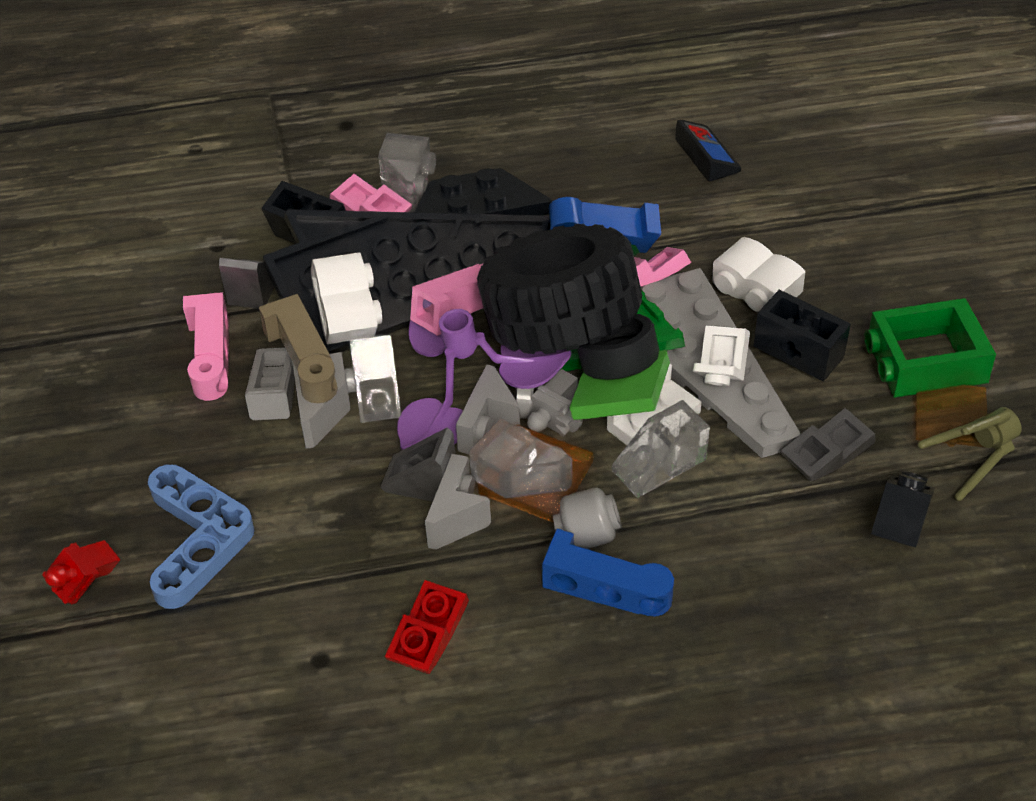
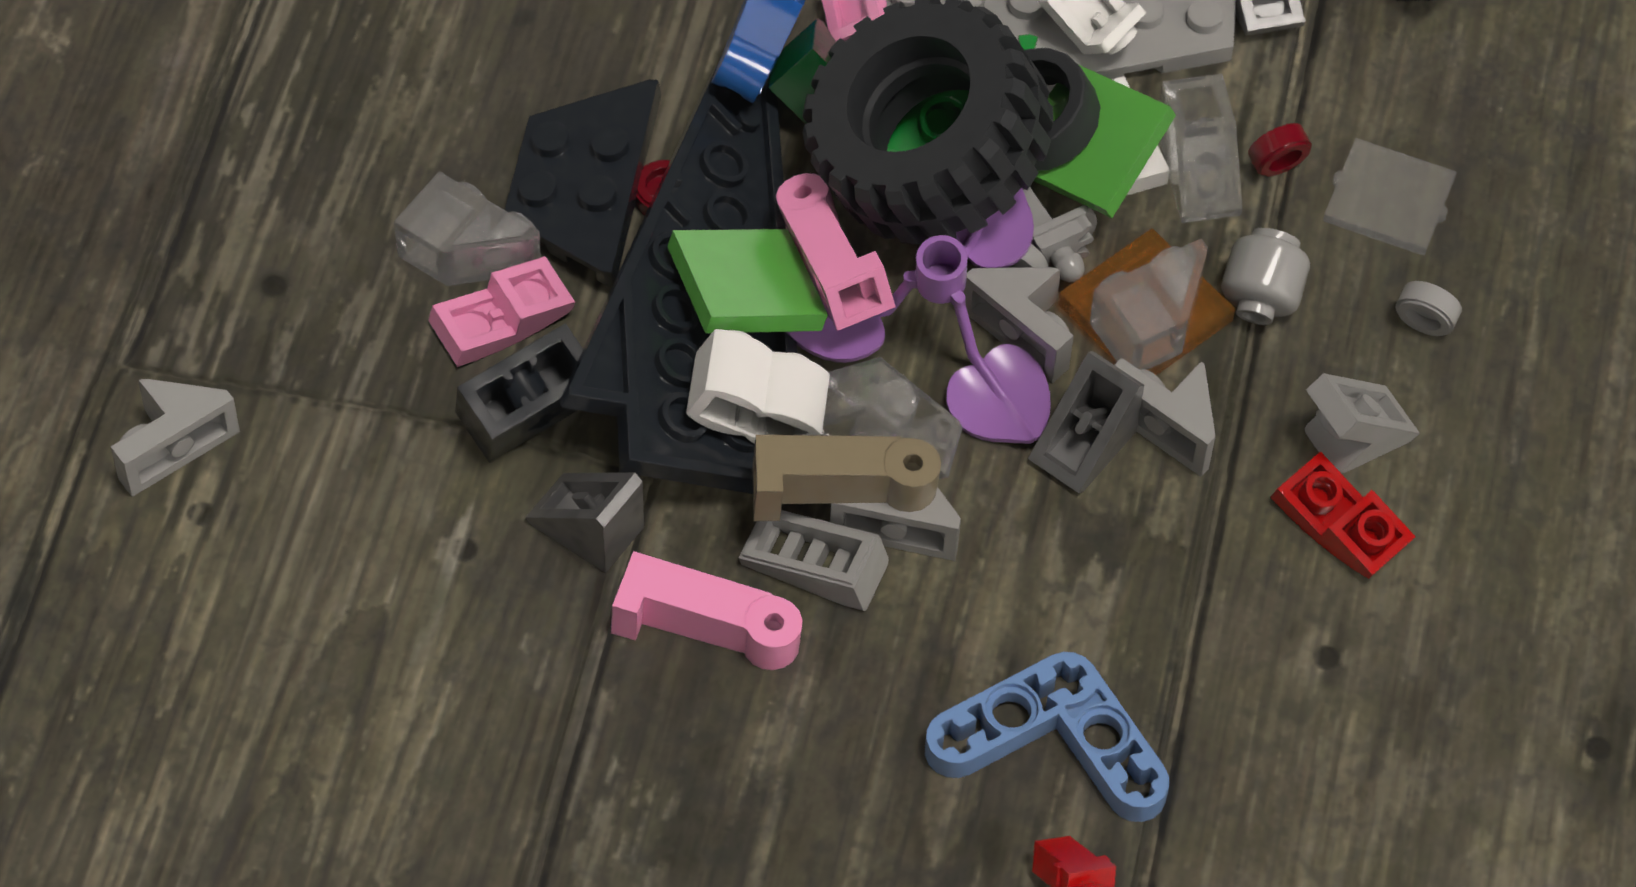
camera: 70 degrees left, 10 degrees up
(223, 116) = (183, 427): none -> light grey slope
(411, 259) = (747, 280): none -> bright green tile
(502, 603) = (1356, 421): none -> light grey slope
(606, 578) = (1359, 301): blue leg -> none
(616, 618) = (1428, 308): none -> light grey tile
(695, 496) = (1280, 149): none -> dark red tile
(707, 575) = (1390, 196): none -> clear piece

